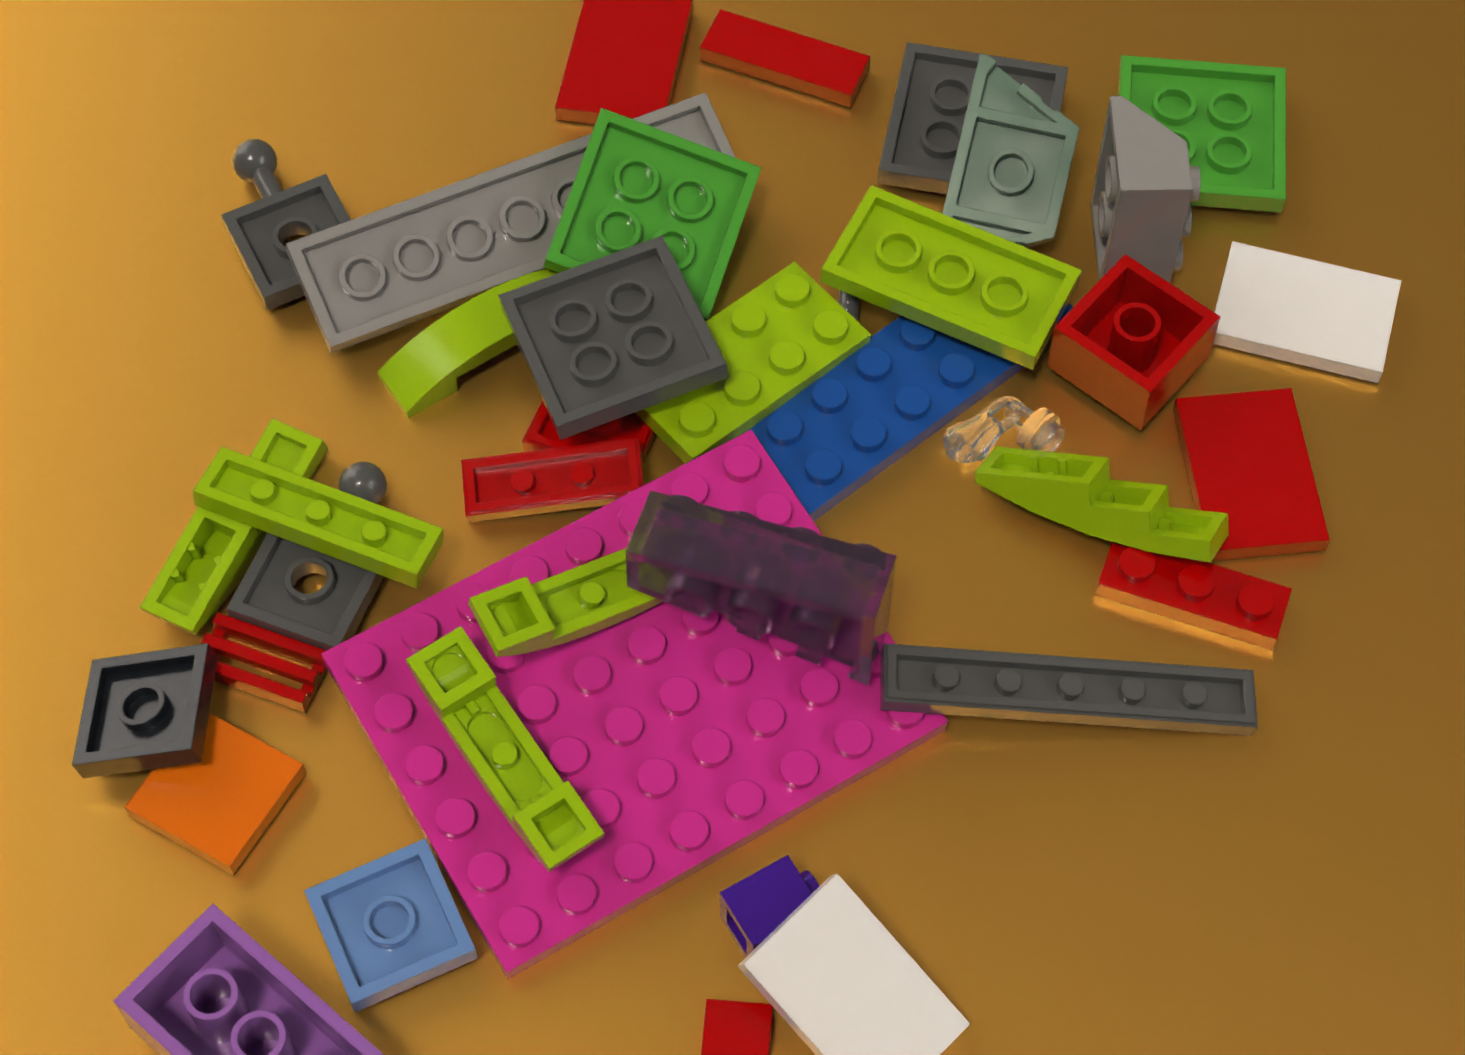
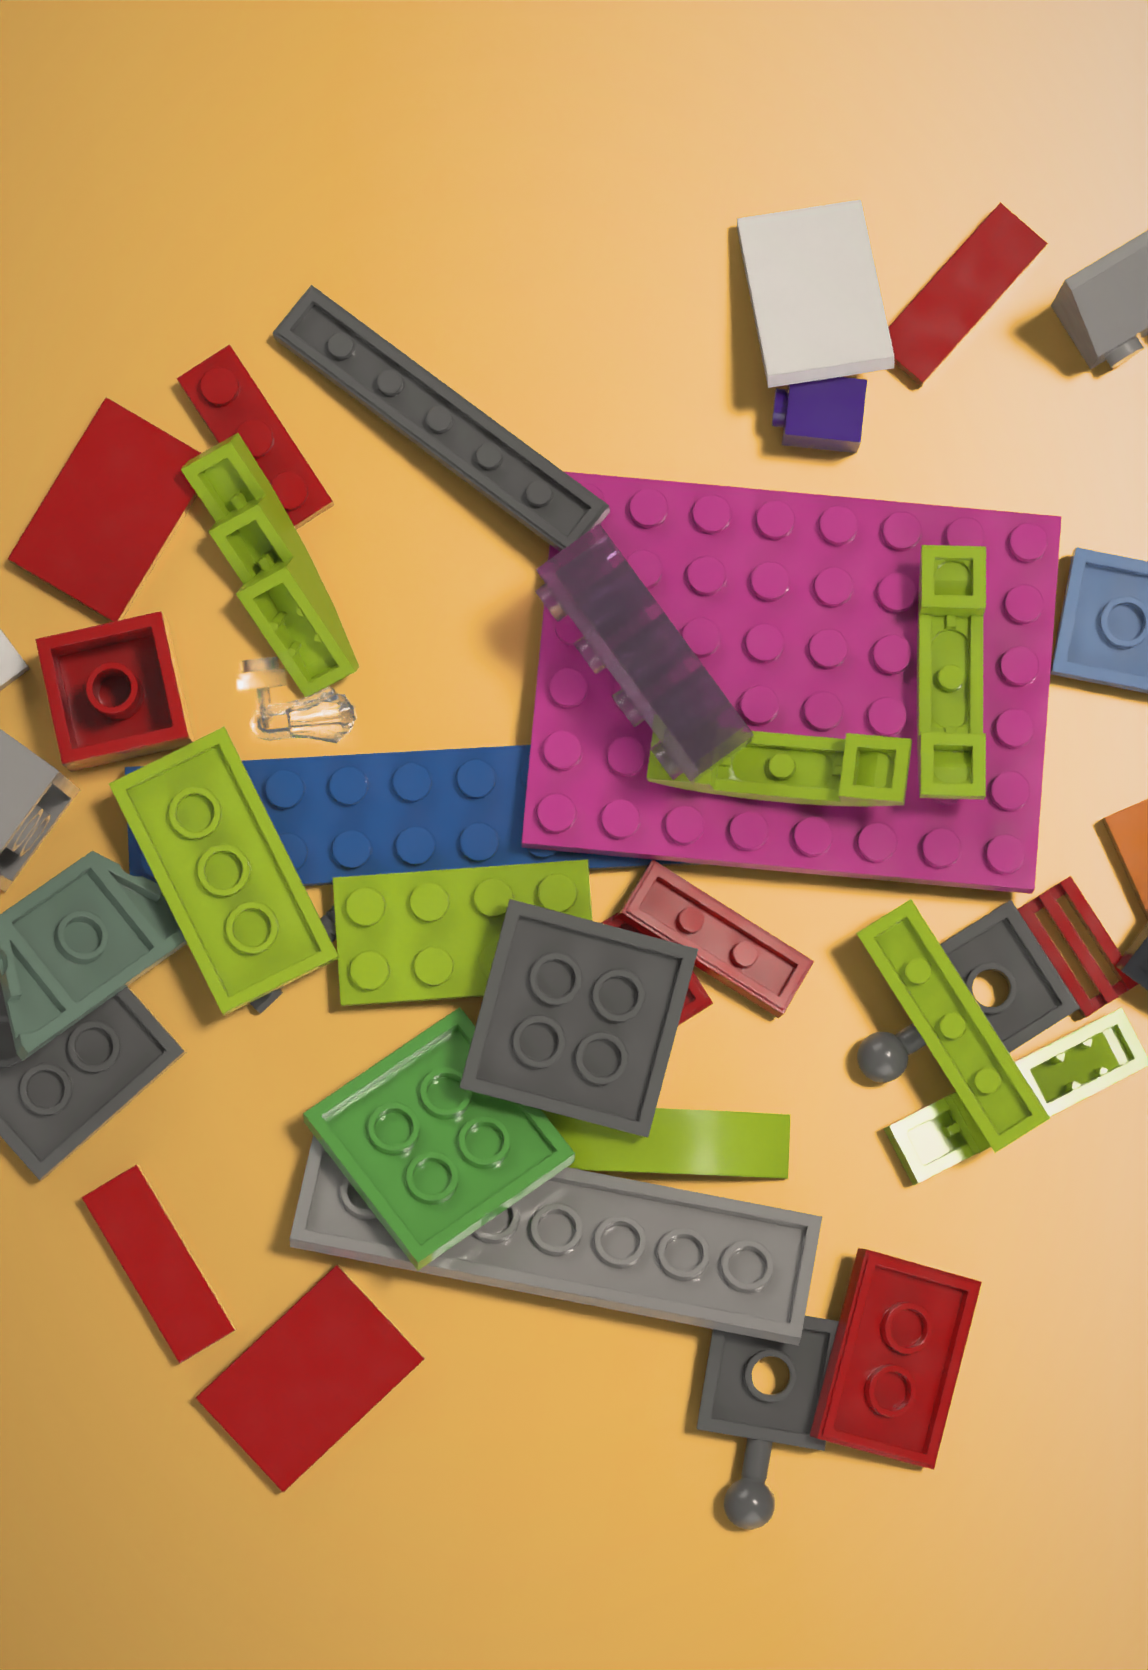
camera: 145 degrees left, 25 degrees up
(208, 302) = (895, 1358): none -> red tile

